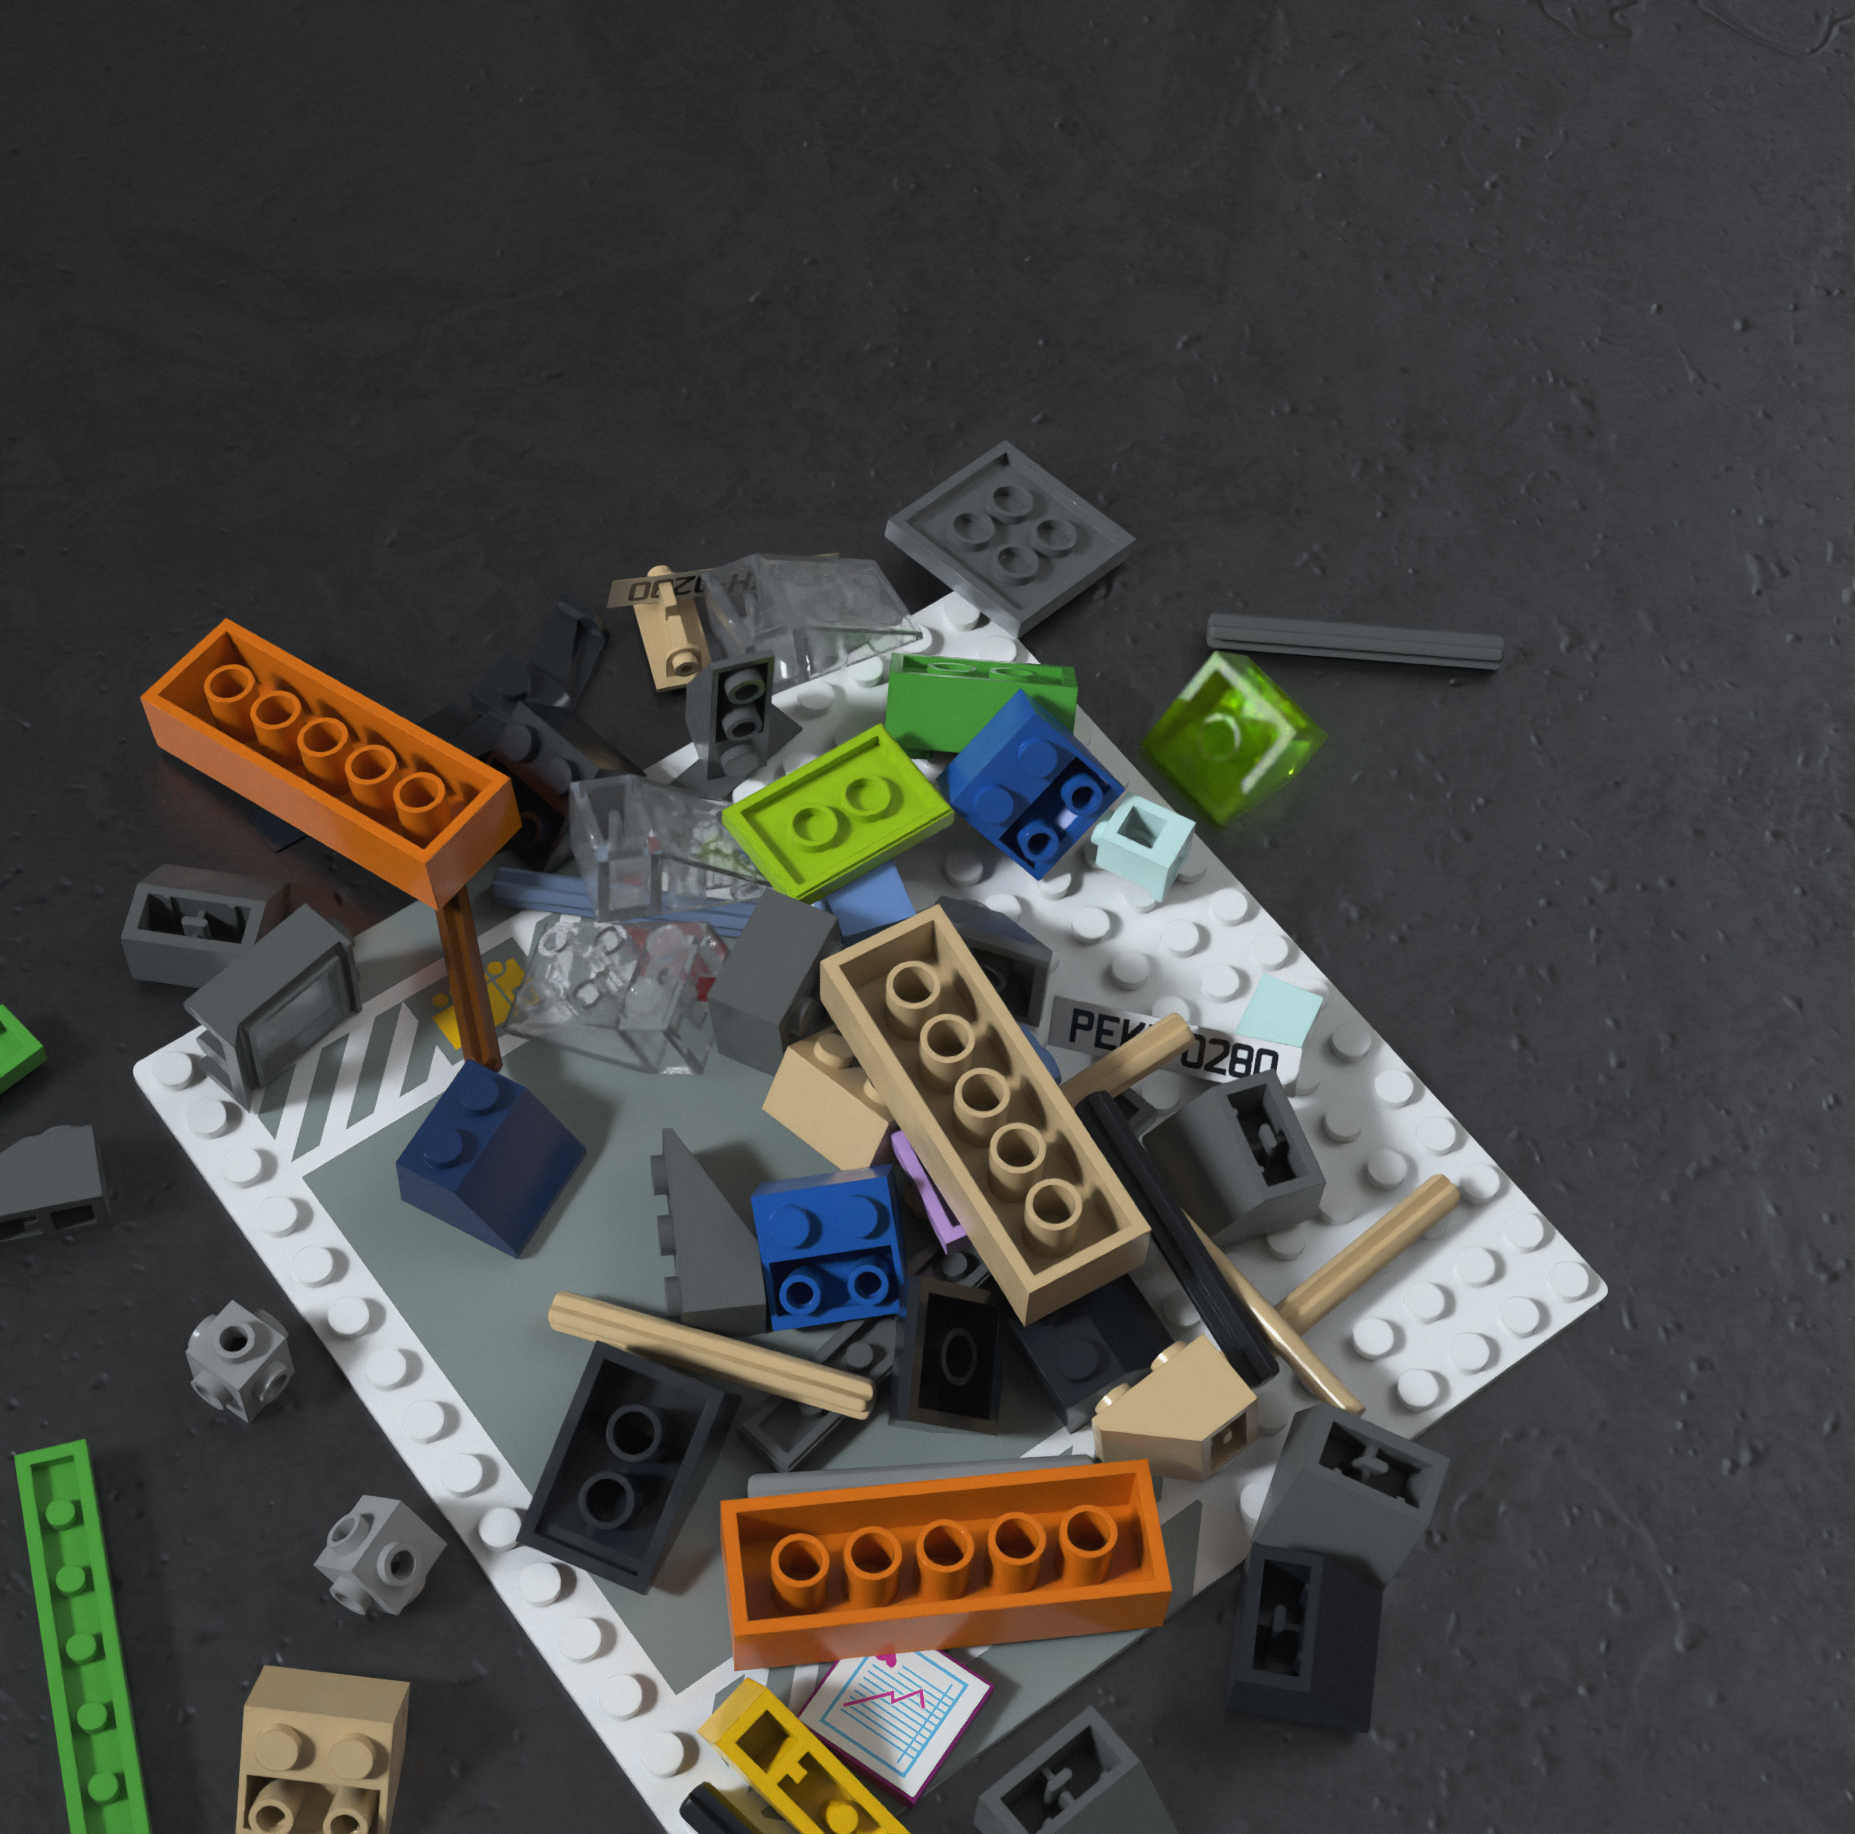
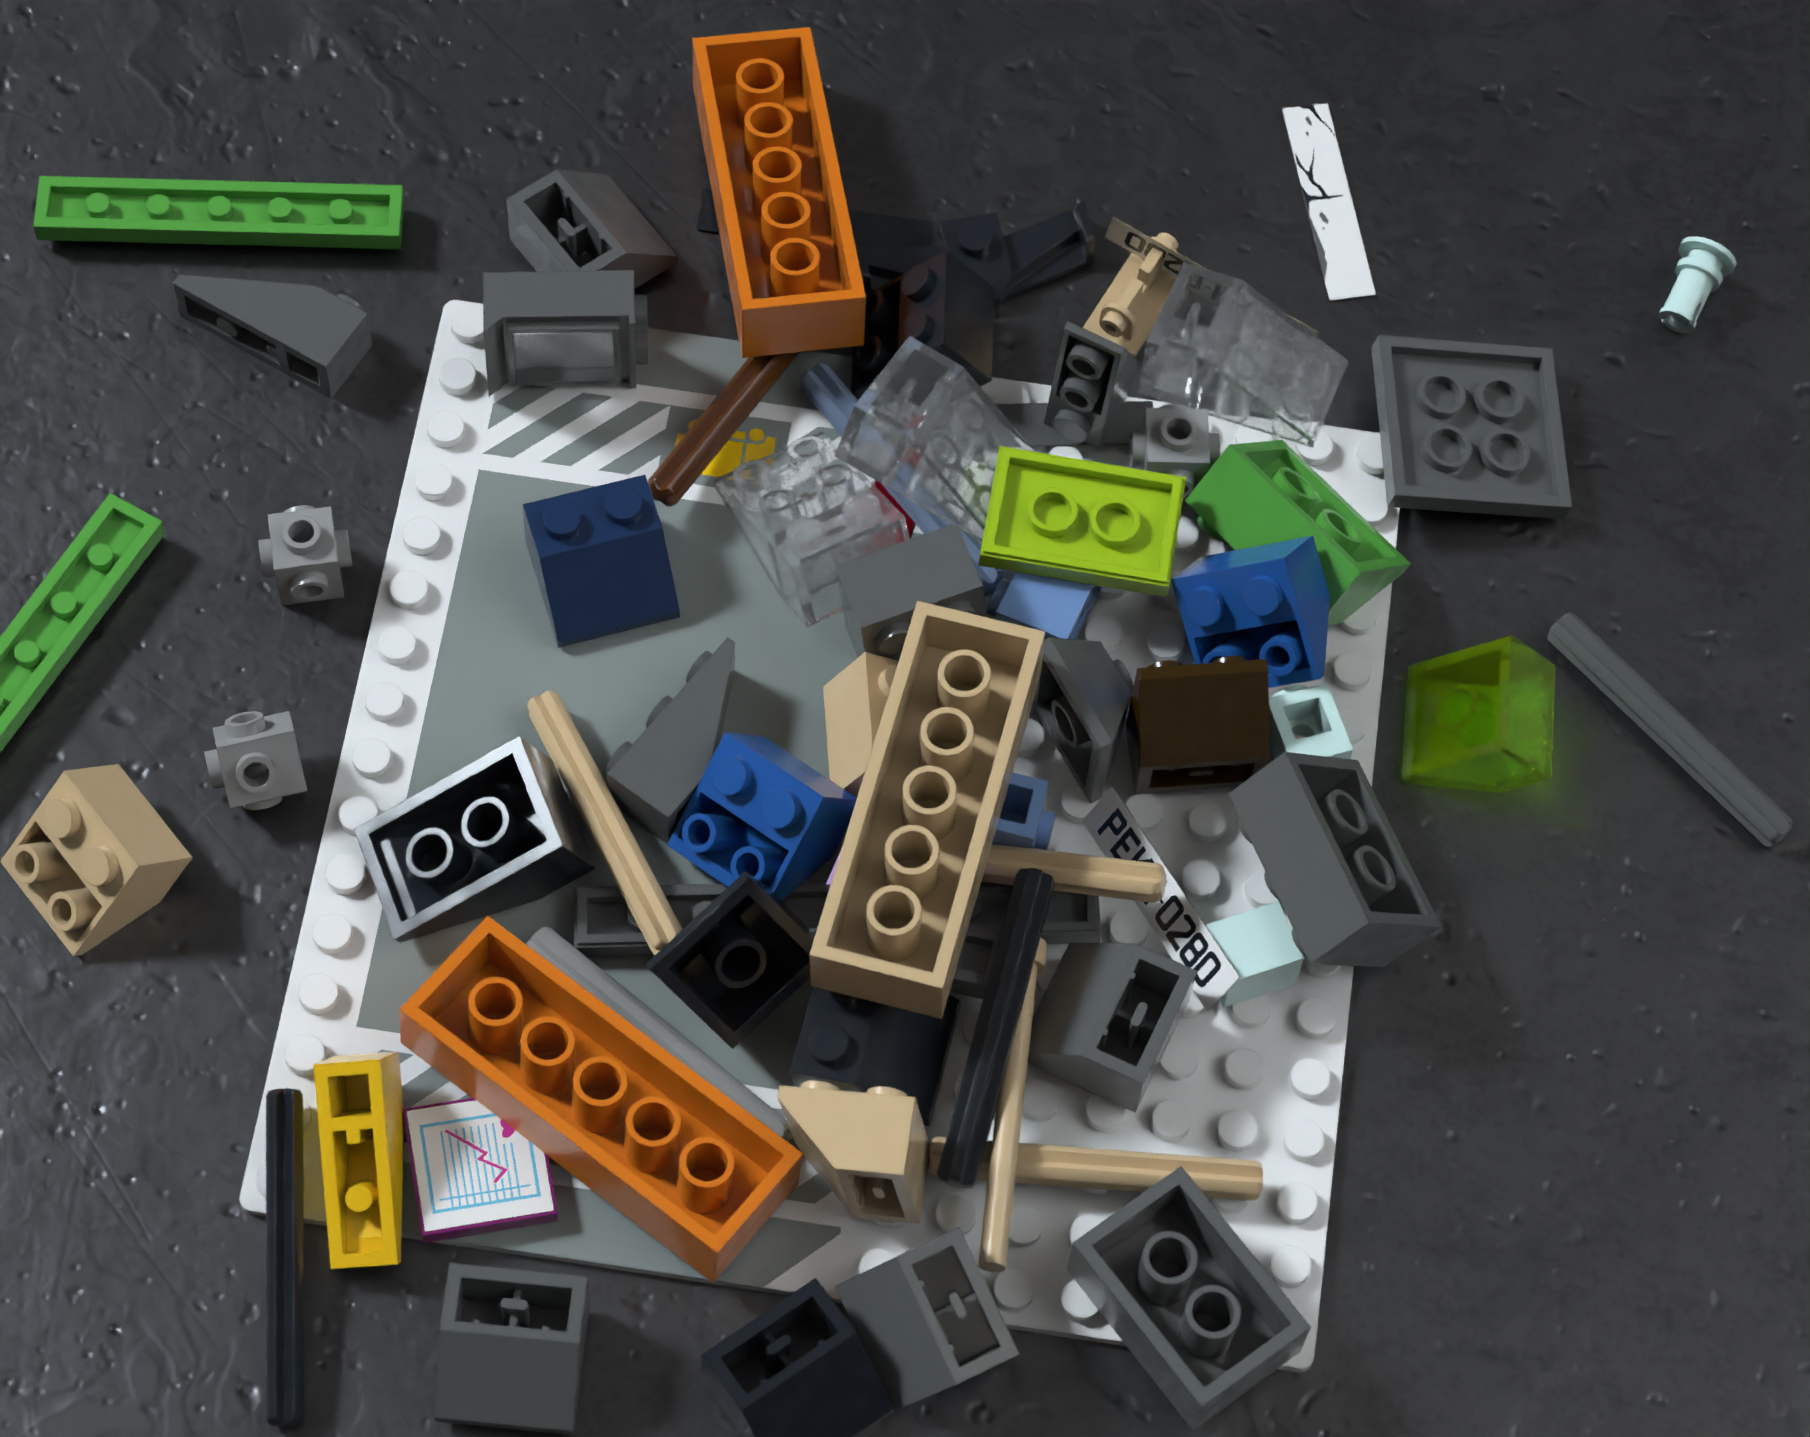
camera: 45 degrees right, 5 degrees up
(730, 461) = (1328, 202): none -> white sticker
(833, 710) = (1175, 443): none -> light grey brick
(1043, 313) = (1698, 275): none -> light aqua pin
(1077, 892) = (1198, 724): none -> dark brown slope
(1269, 912) = (1333, 861): none -> dark grey brick
(1506, 1311) = (1187, 1297): none -> dark grey brick

